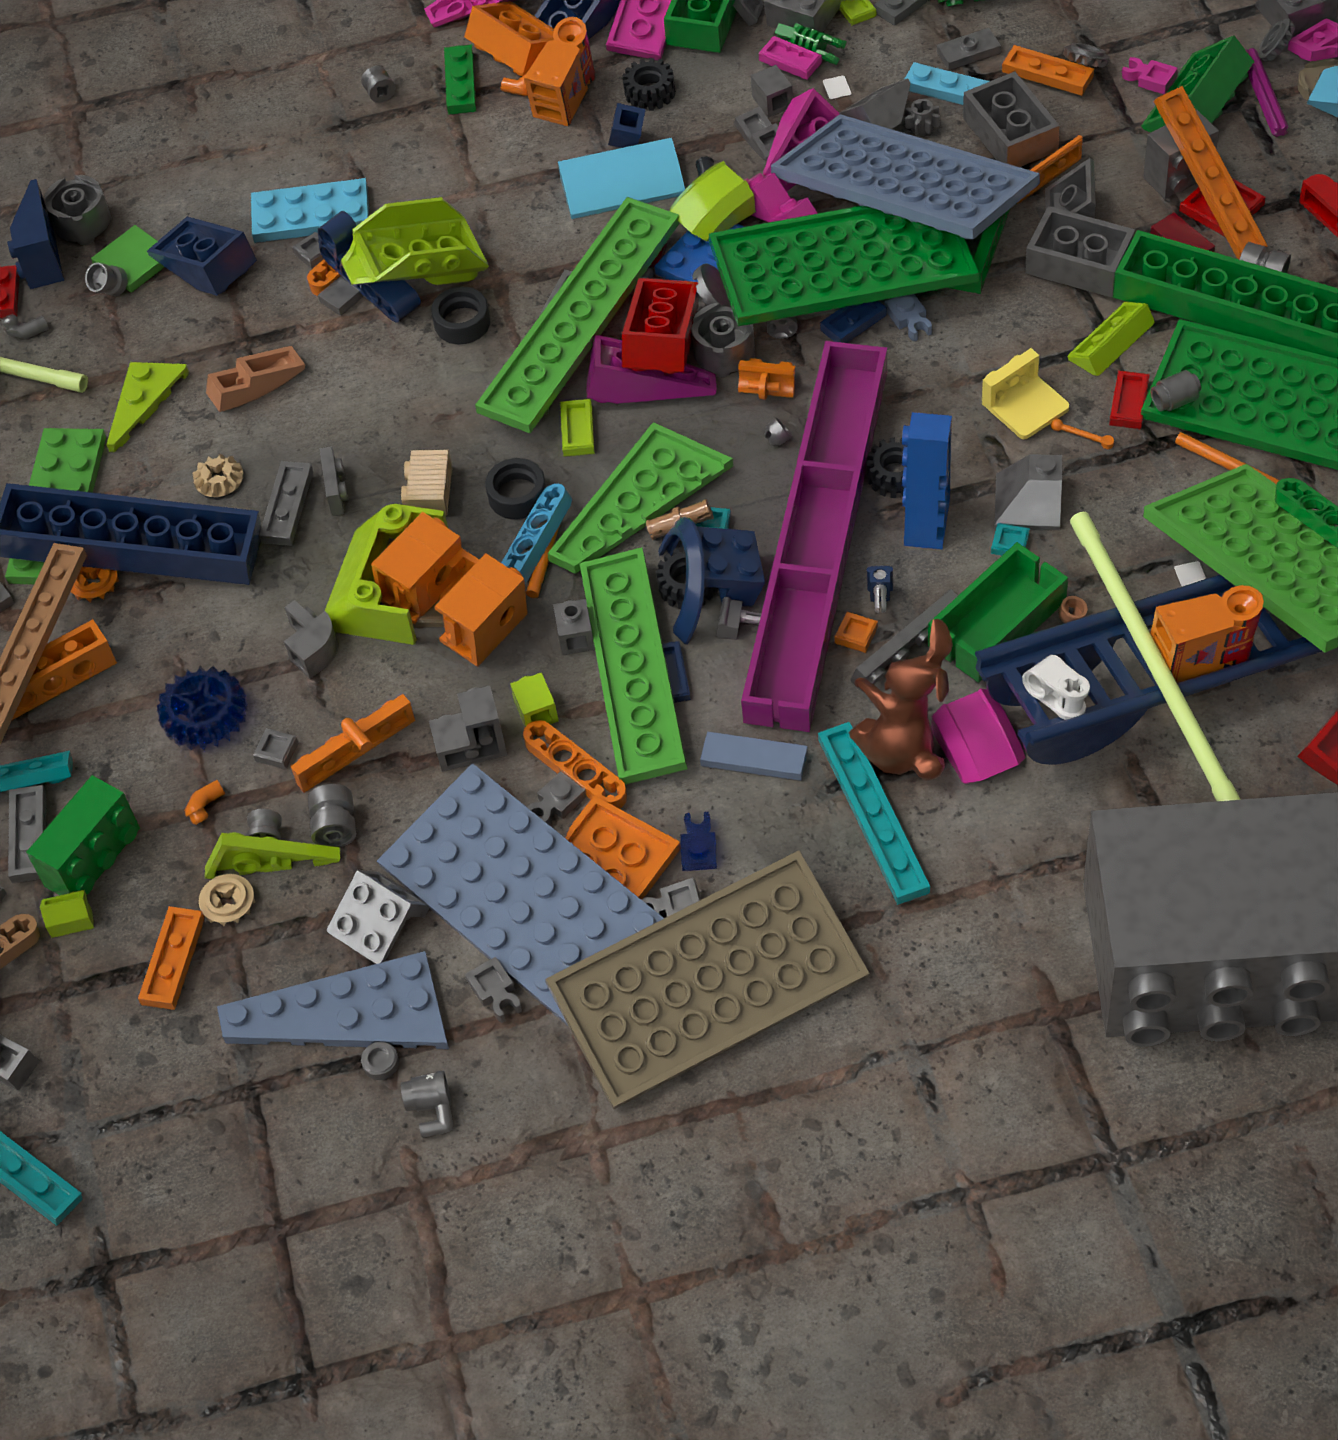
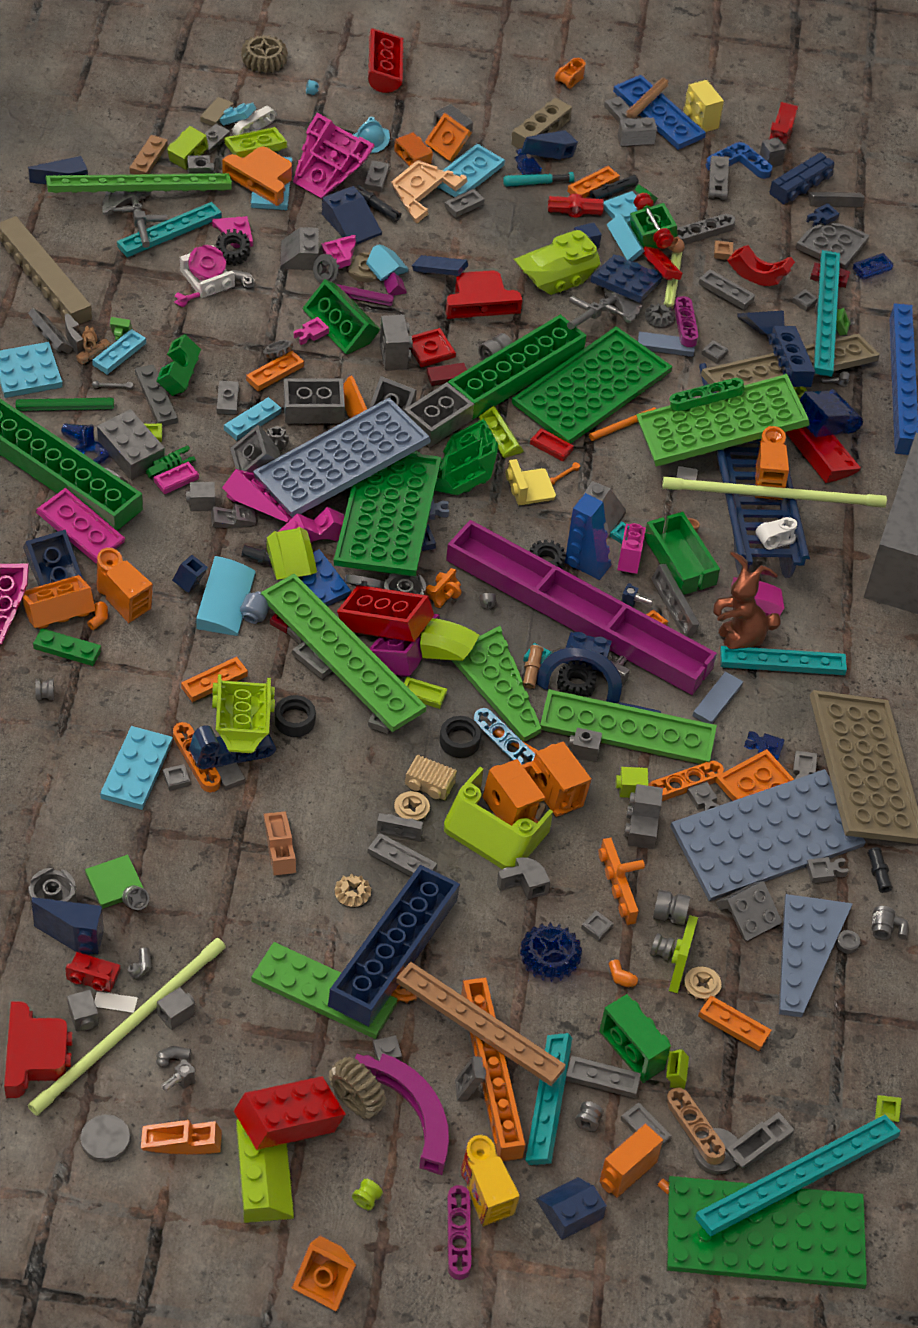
camera: 80 degrees left, 5 degrees down
(103, 1198) = (888, 1106): none -> lime slope
(141, 394) = (249, 910): lime wing -> none
(204, 254) = (146, 835): dark blue slope -> none
(379, 473) = (416, 800): none -> tan gear
(486, 222) = (202, 684): none -> orange plate
(527, 1061) = (880, 870): none -> black pin
(608, 204) = (254, 608): none -> sand blue head
(649, 73) = (149, 561): black tyre -> none
(665, 407) = (447, 640): none -> lime slope
(837, 87) = (212, 469): white sticker -> none
(969, 553) = (632, 548): none -> dark pink slope
(1011, 314) = (467, 459): none -> green wedge
(1175, 391) = (571, 418): flat silver brick -> none
(1208, 170) = (427, 333): orange tile -> none
(1315, 123) = (394, 285): none -> magenta slope

